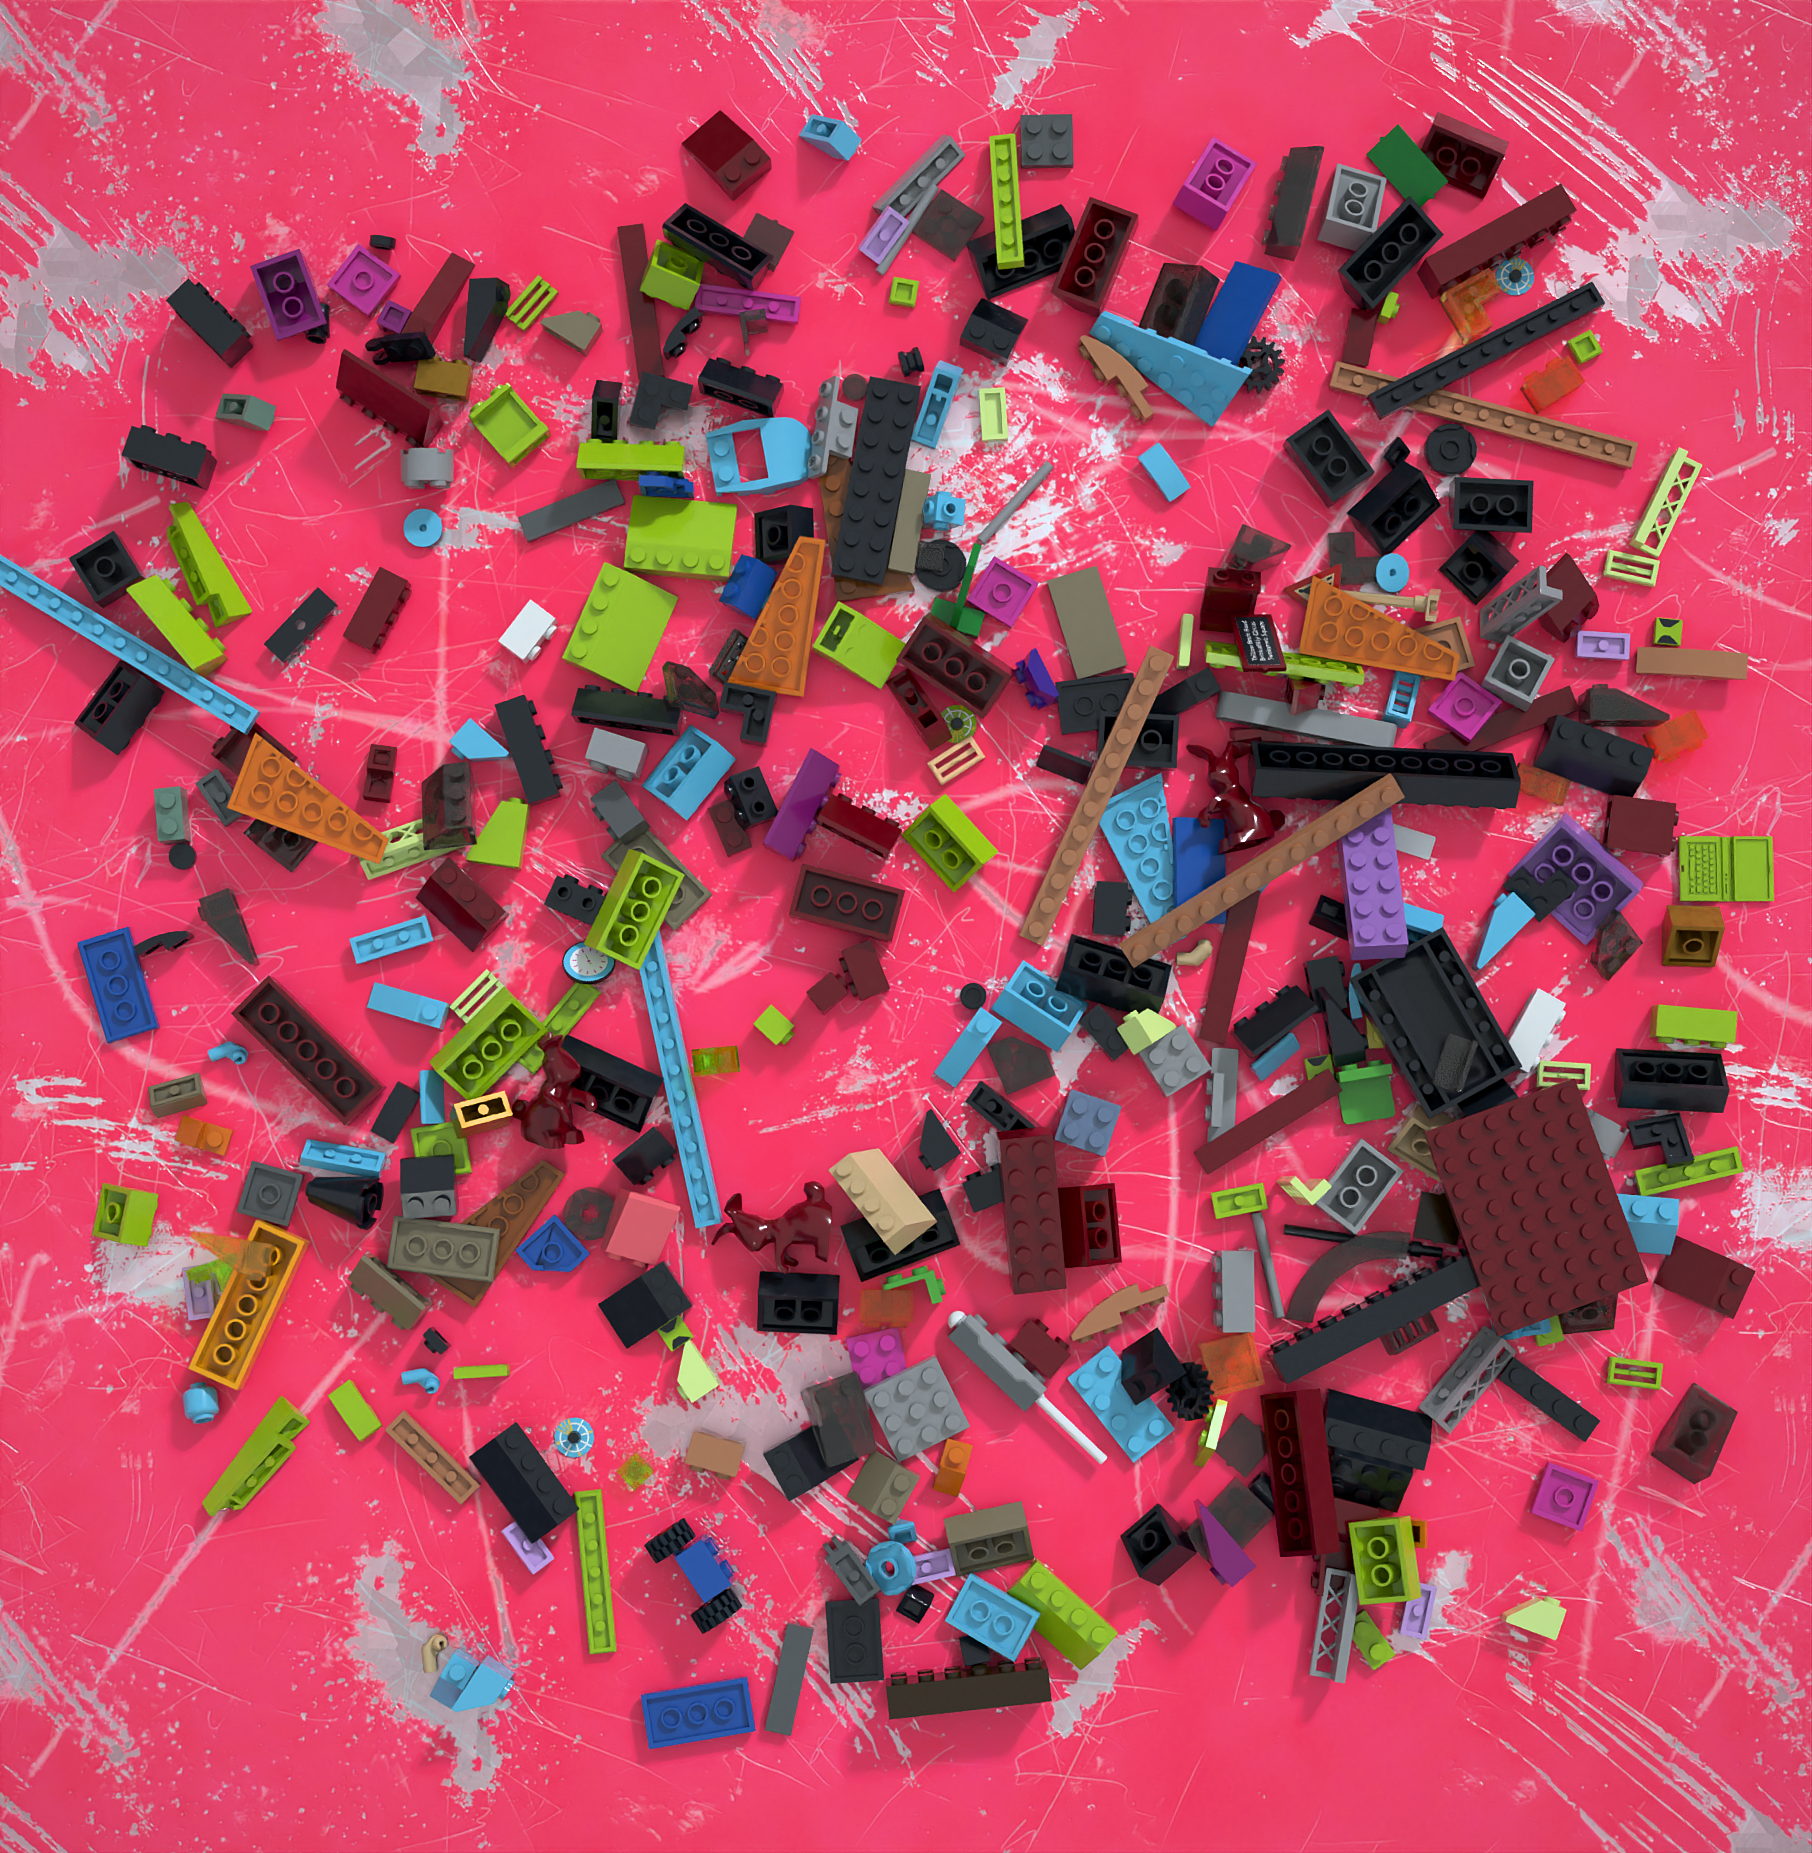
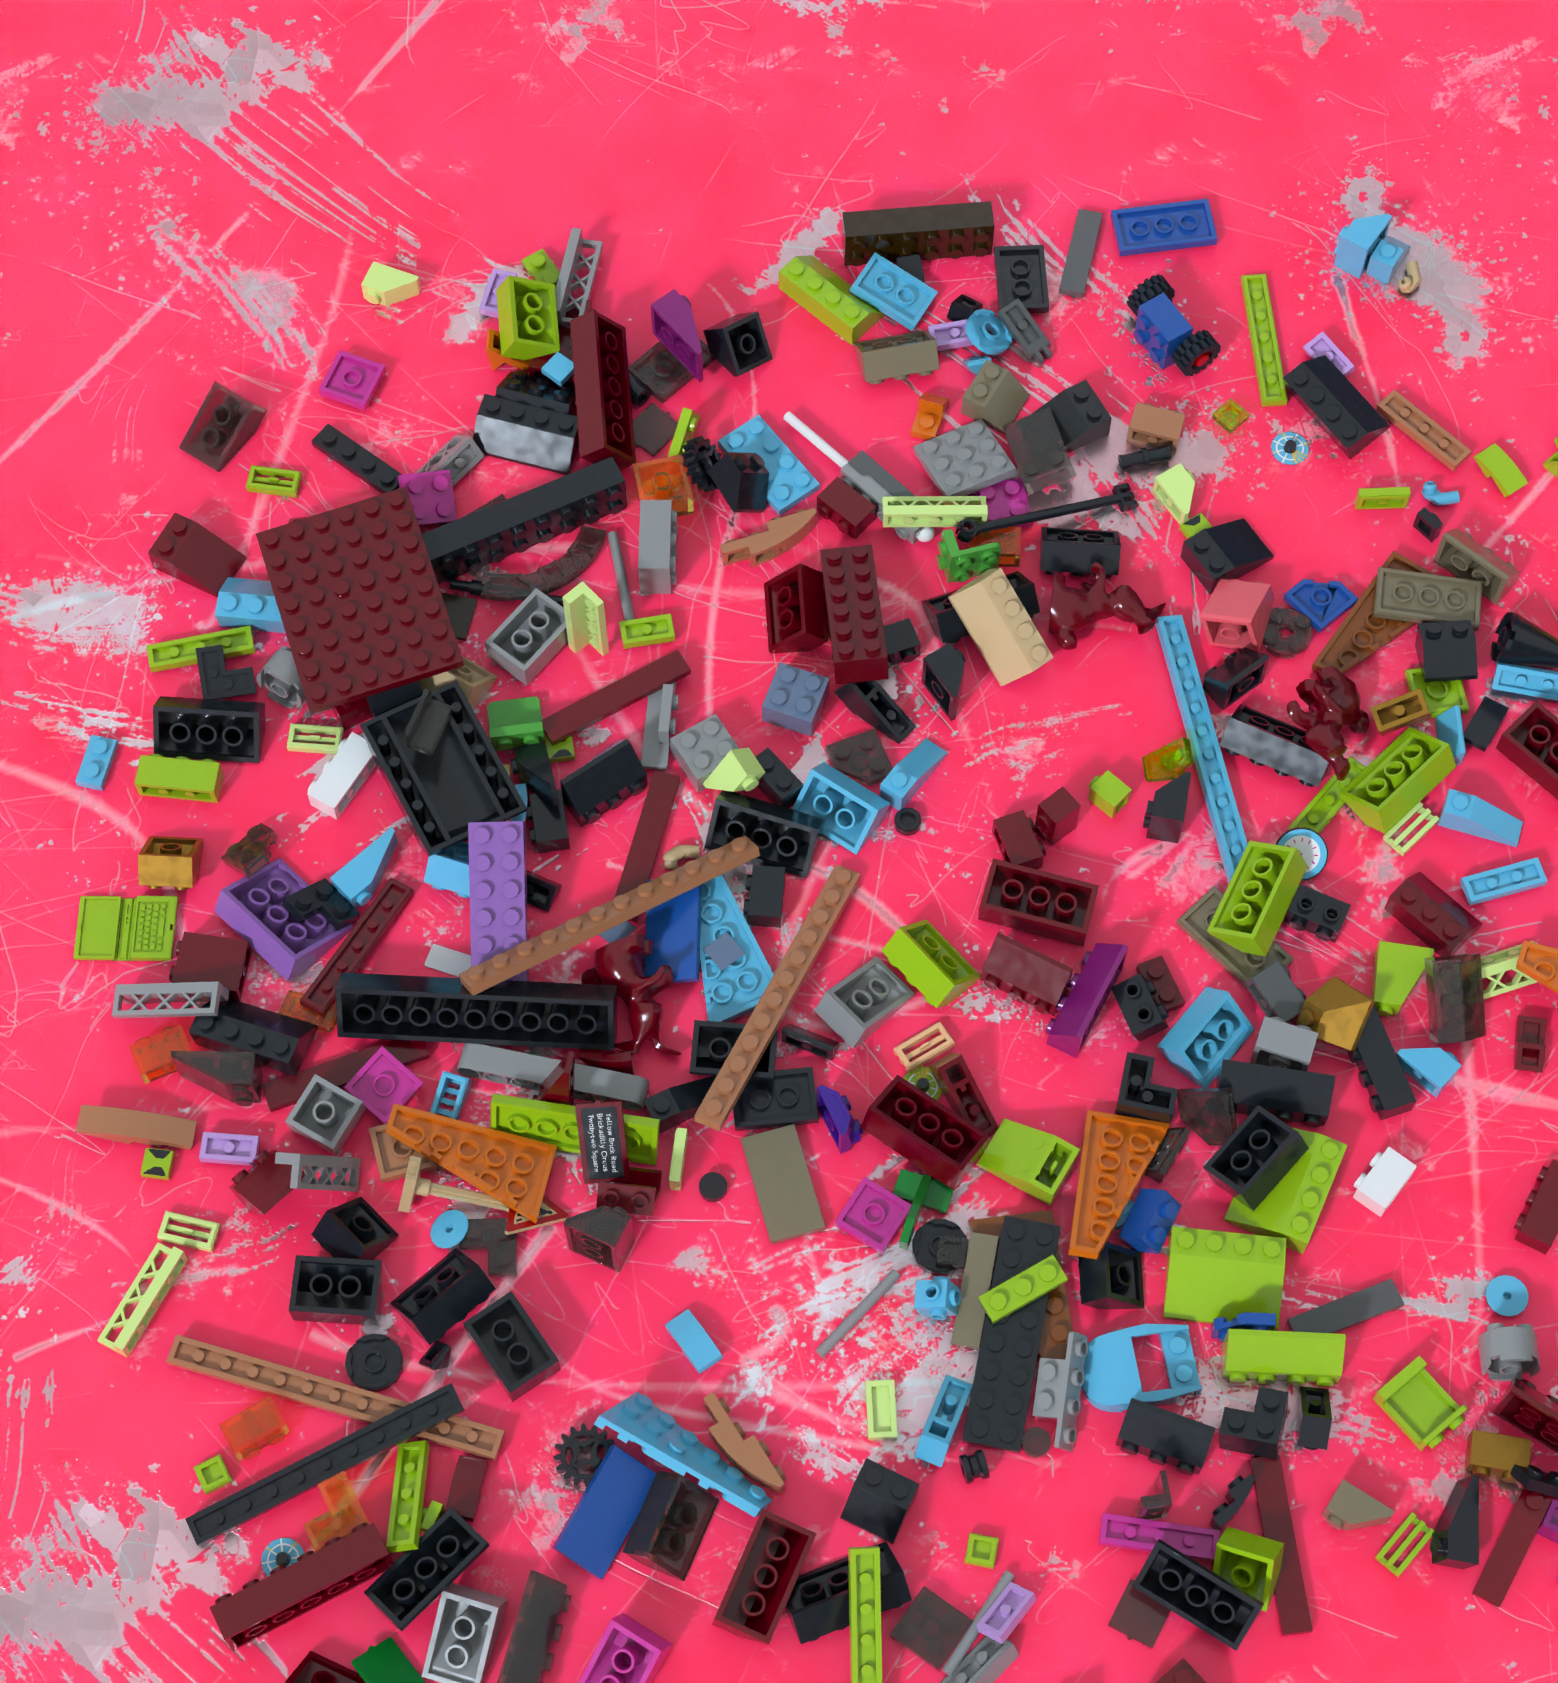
camera: 170 degrees left, 20 degrees down
(565, 786) = (1337, 1013): none -> pearl gold slope
(648, 643) = (1256, 1157): none -> black brick
(717, 1002) = (1167, 810): none -> black slope
(727, 1417) = (1144, 457): none -> black pin
(756, 1368) = (1120, 496): none -> black hinge
(867, 512) = (1023, 1289): none -> lime plate
(949, 1326) = (932, 510): none -> yellowish green fence
(1013, 802) = (863, 1002): none -> light grey slope
(1149, 849) = (724, 951): none -> sand blue sticker
(1151, 619) = (713, 1187): none -> black tile
(1348, 1502) = (558, 369): none -> medium azure tile
(1411, 320) = (408, 1496): none -> lime plate
(1473, 1346) = (430, 496): none -> dark pink plate
(1501, 849) = (357, 945): none -> dark red tile
(1676, 792) = (165, 994): none -> light grey fence
(1776, 1044) = (97, 762): none -> medium azure plate

